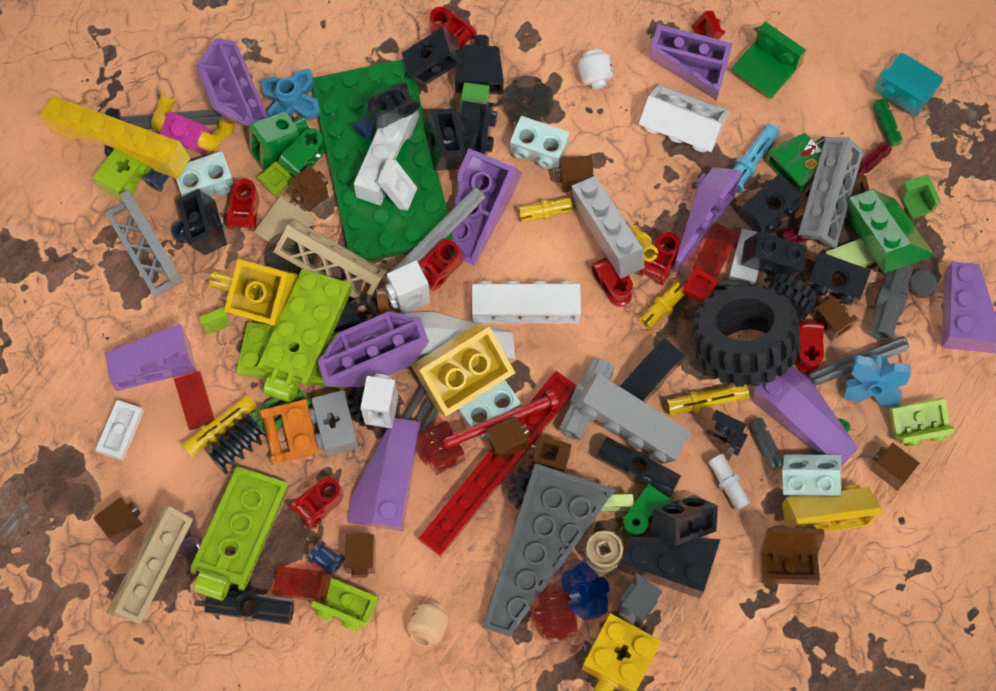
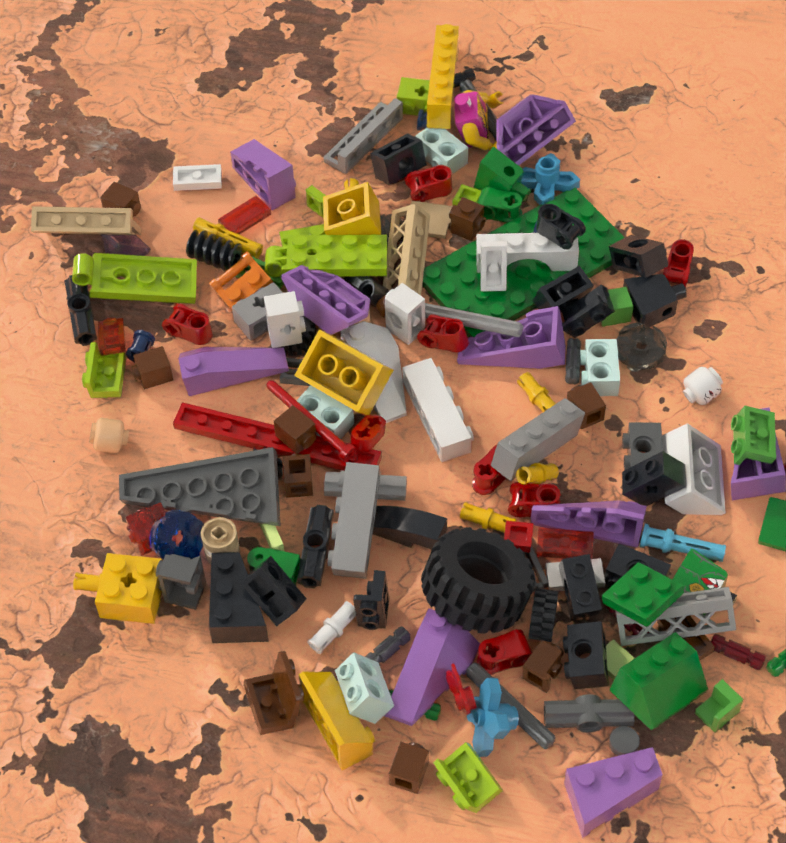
camera: 70 degrees right, 15 degrees down
(435, 453) = (265, 400): clear red head -> none
(533, 171) = (573, 361): none -> dark grey axle
(533, 370) = (368, 432): none -> red beam
(638, 135) = (641, 437): none -> dark grey brick
(680, 404) = (391, 561): yellow pin -> none
(687, 49) = (753, 435): none -> bright green bracket
(689, 149) = (653, 479): none -> black brick
(811, 206) = (642, 594): none -> green plate
(854, 392) = (463, 696): none -> red plate

